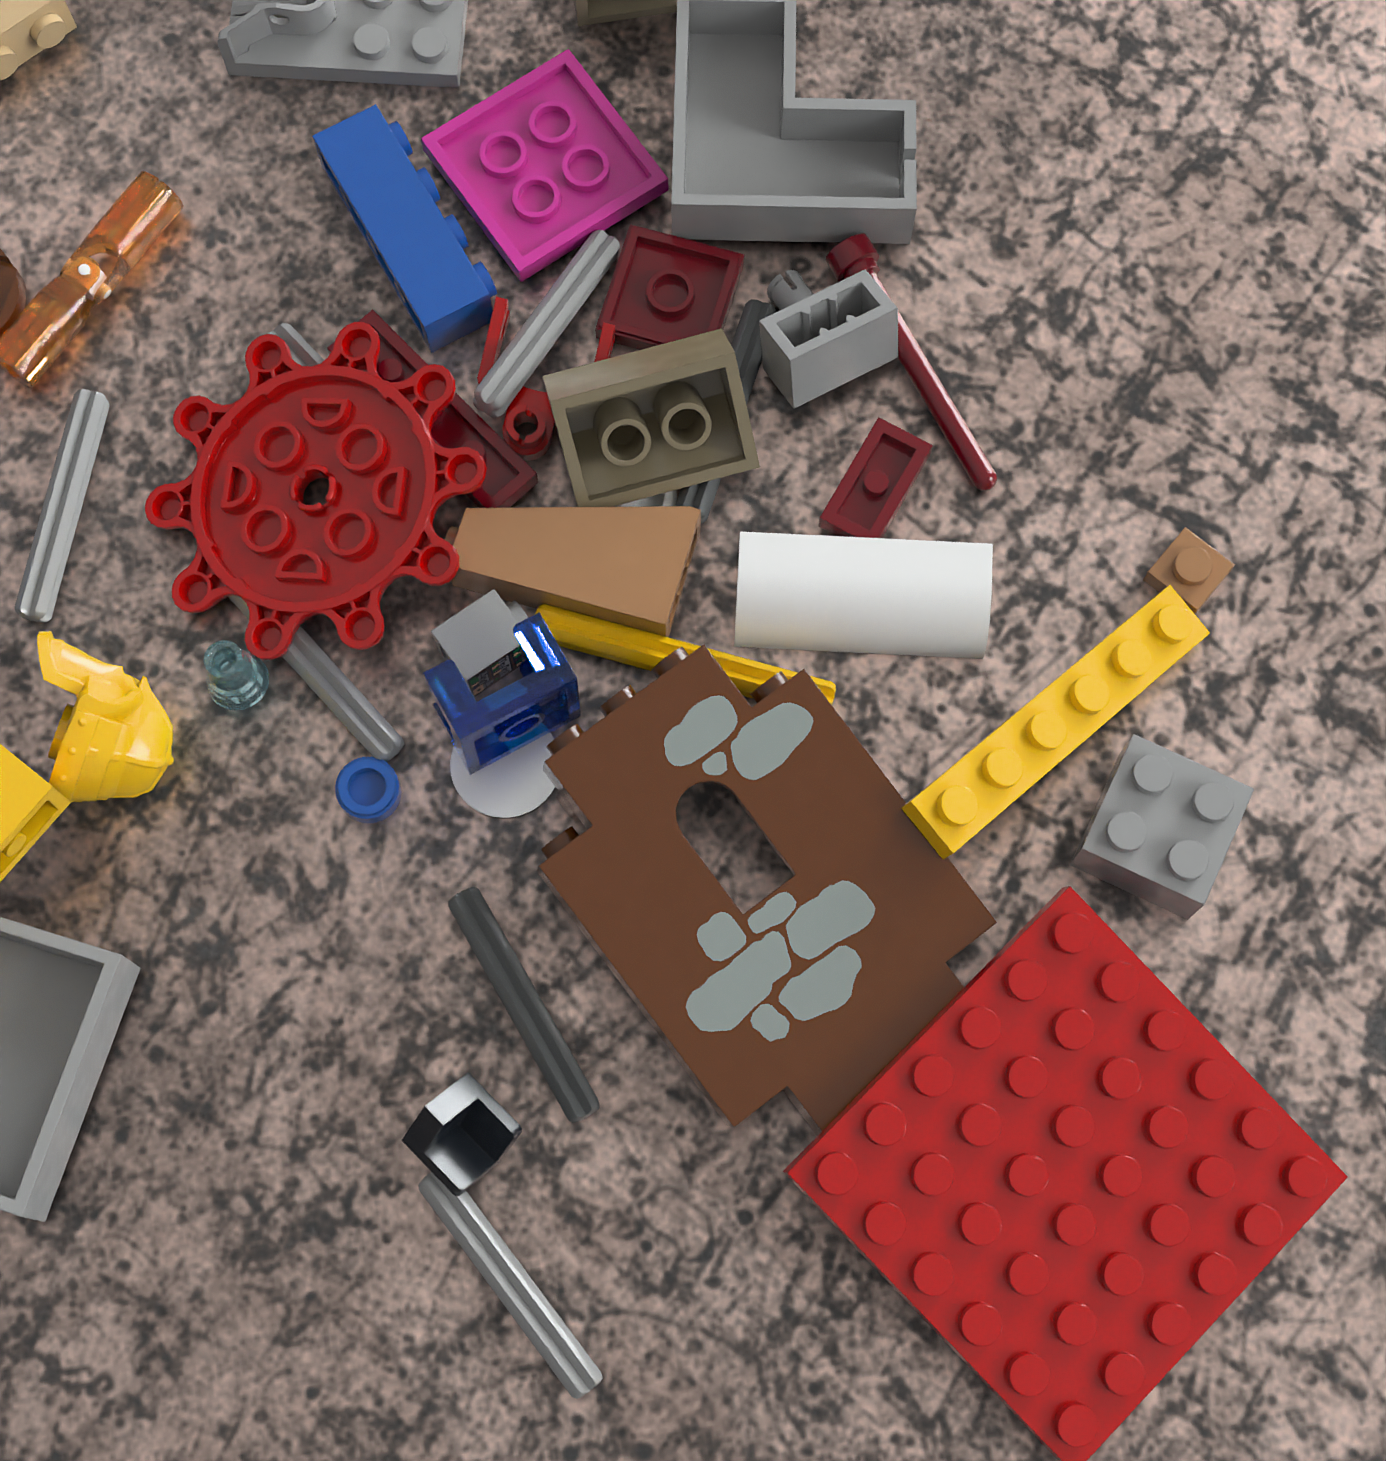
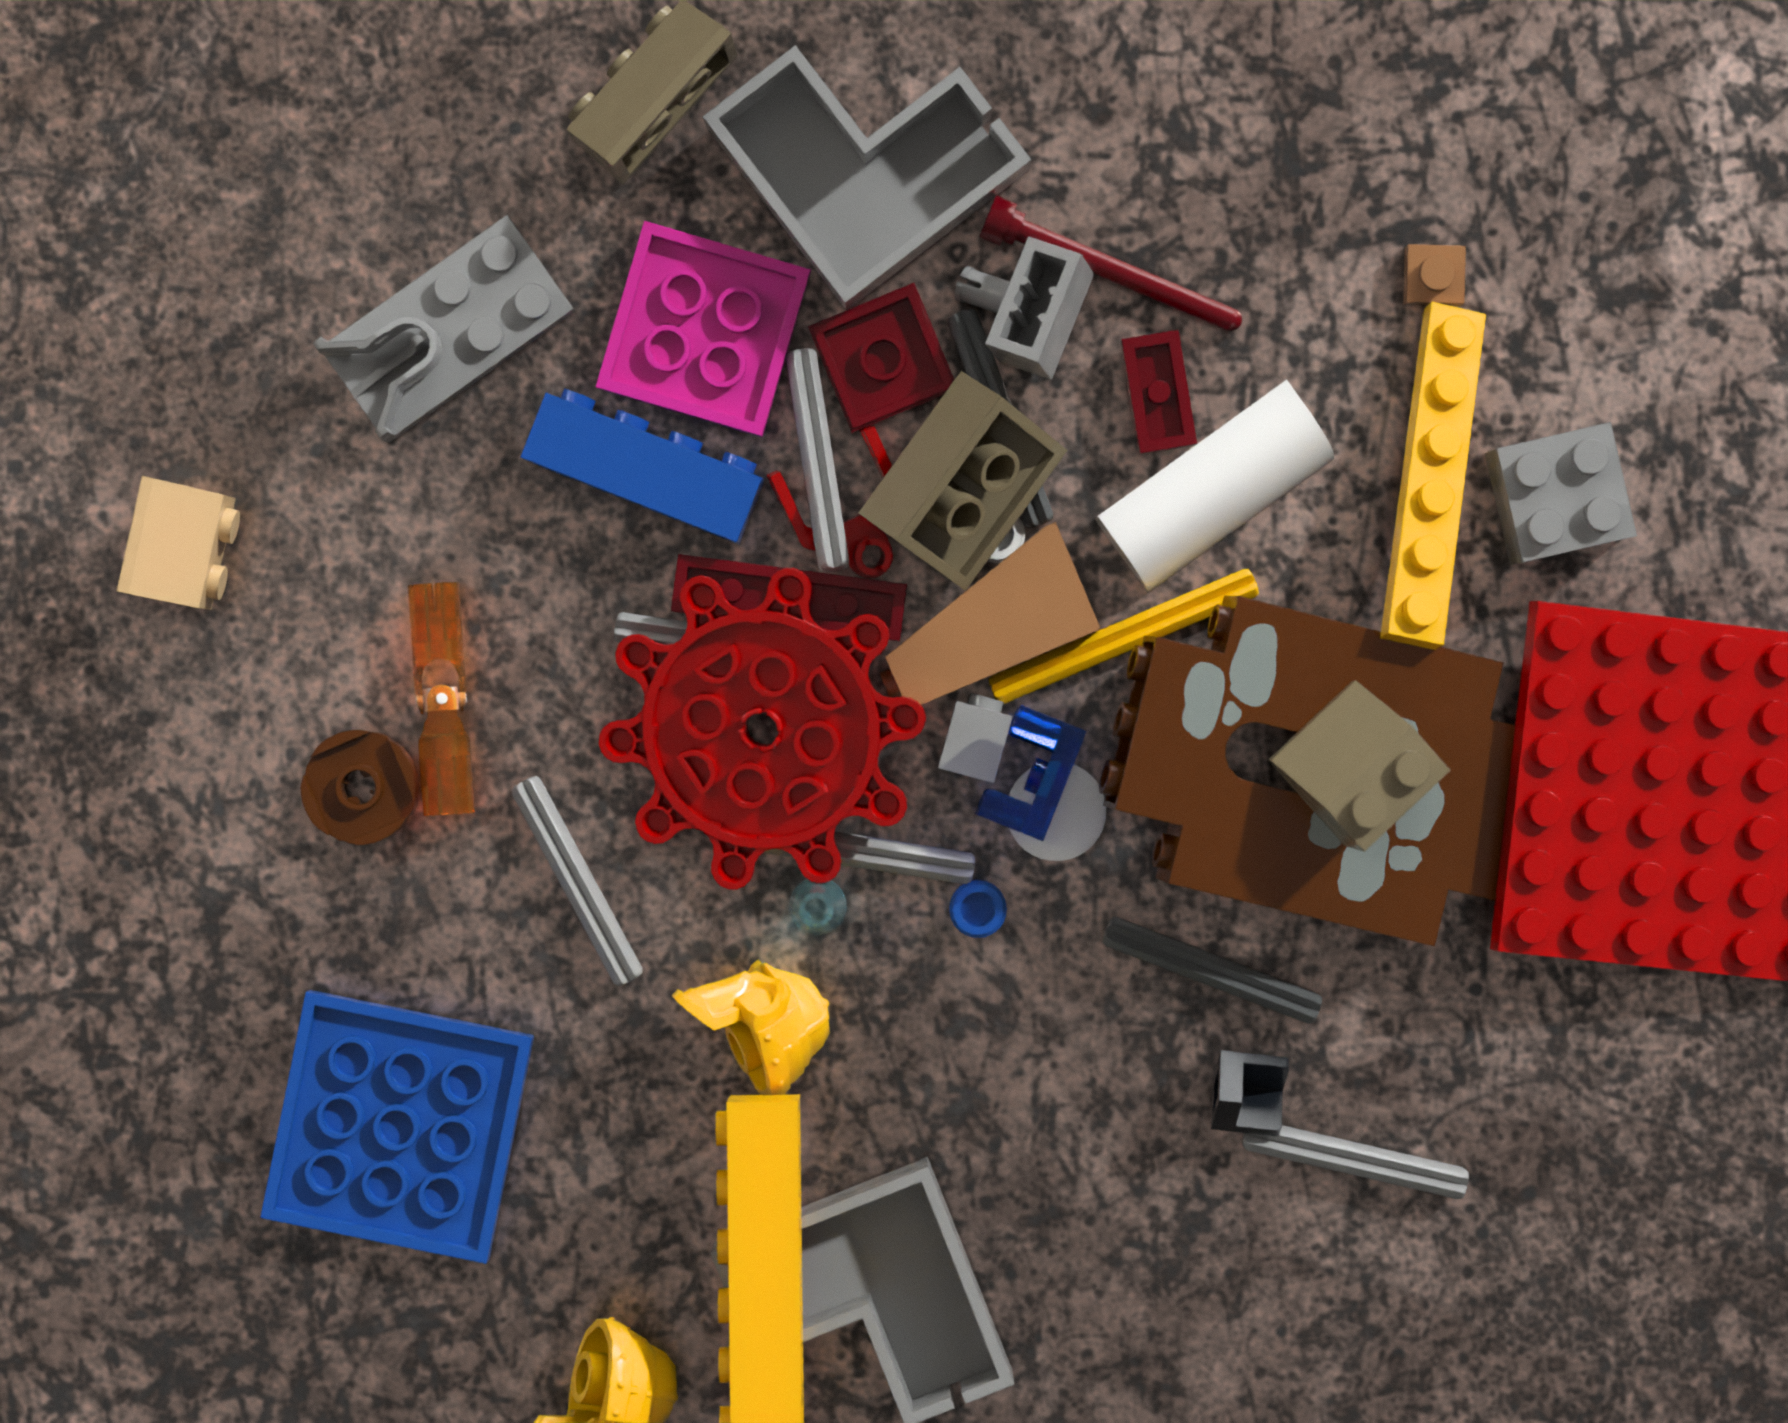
camera: 40 degrees left, 15 degrees up
(791, 894) = (1359, 766): none -> dark tan slope

